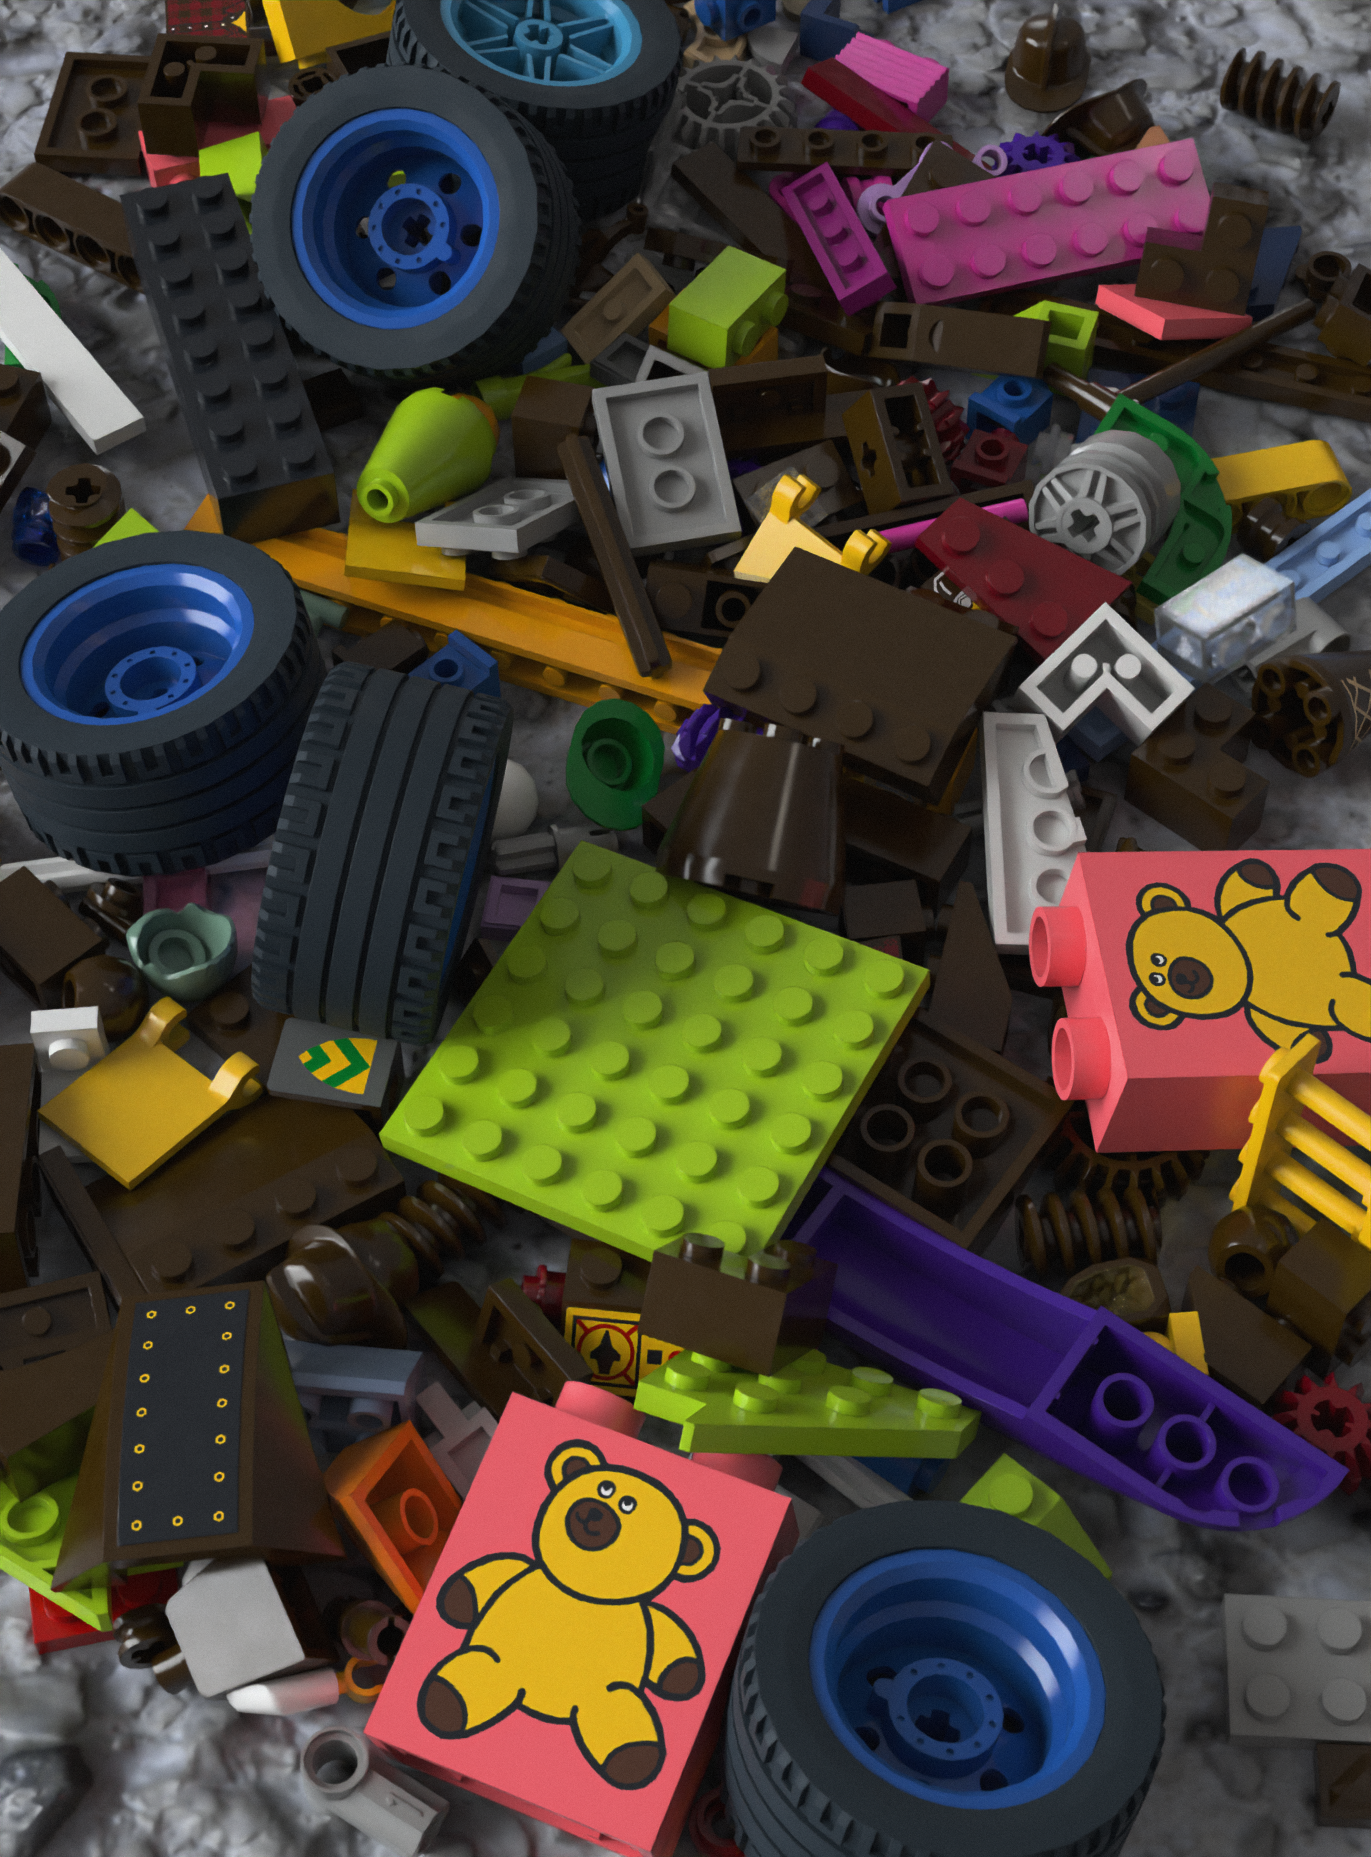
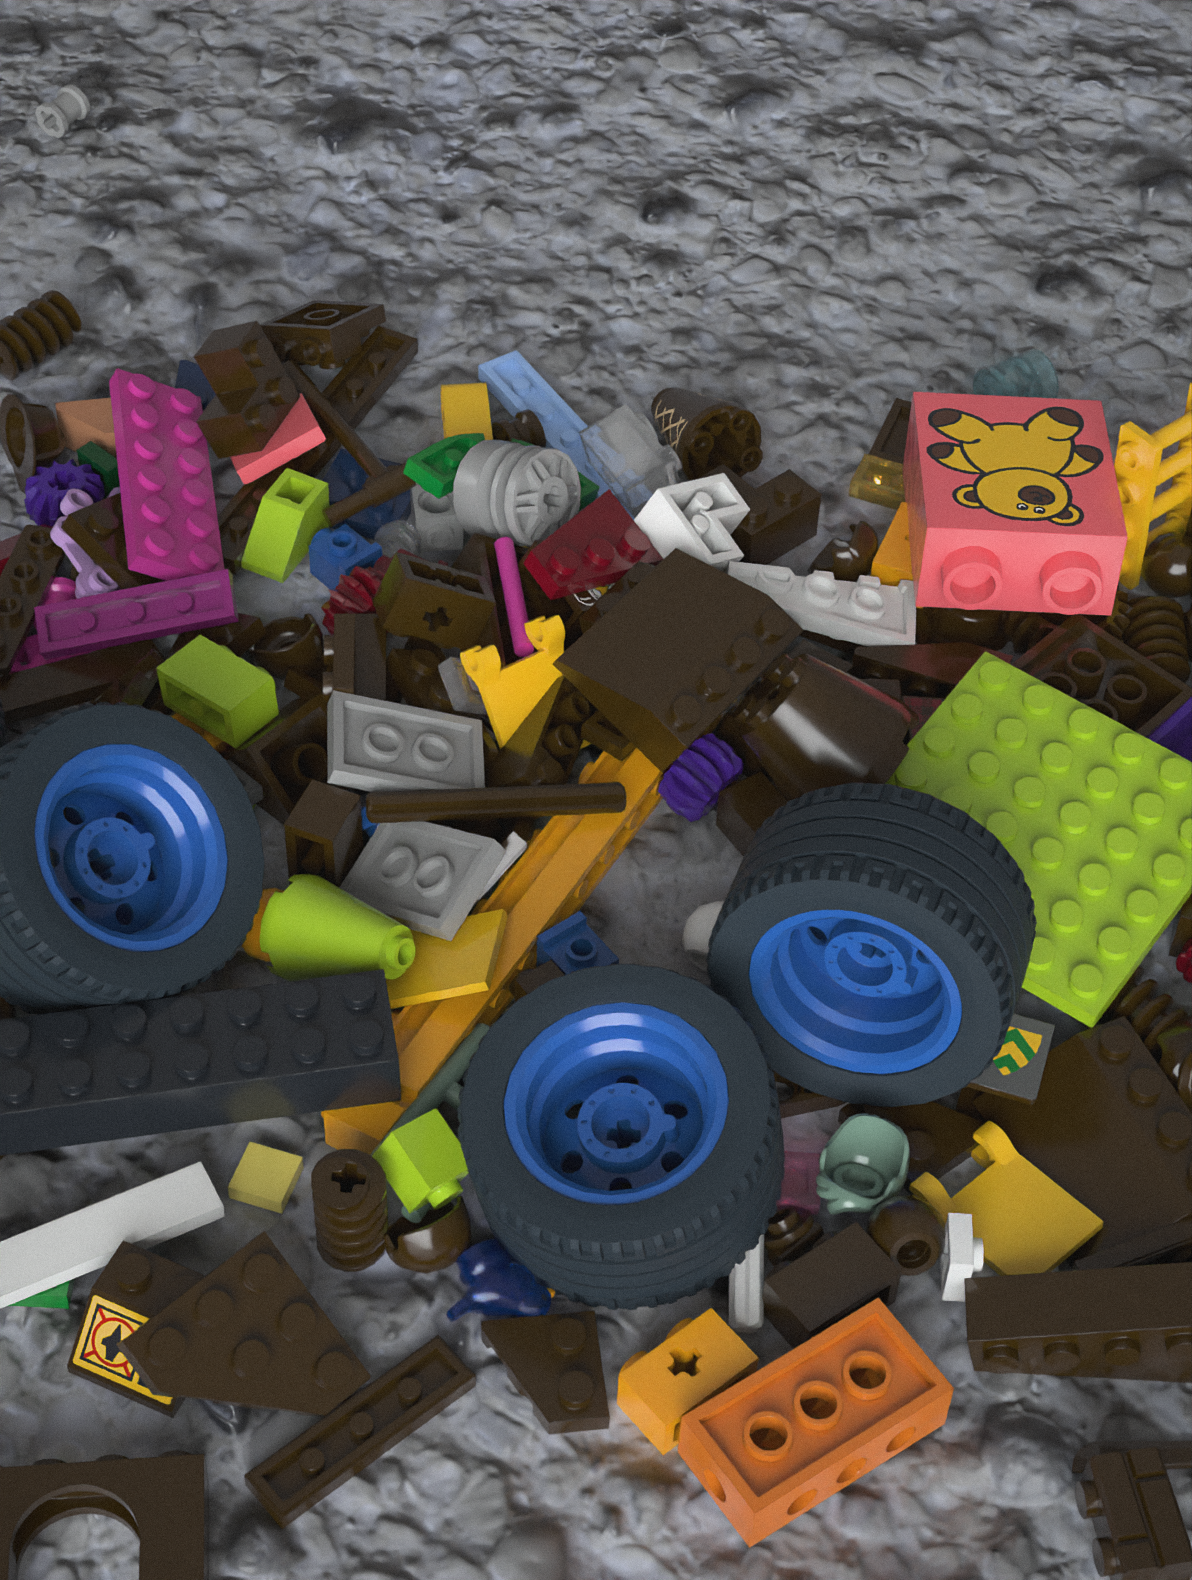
camera: 85 degrees left, 5 degrees down
(33, 529) = (316, 1268): clear blue animal -> none
(161, 488) = (265, 1177): none -> light yellow tile
(614, 763) = (692, 858): green piece -> none
(959, 340) = (288, 556): dark brown slope -> none

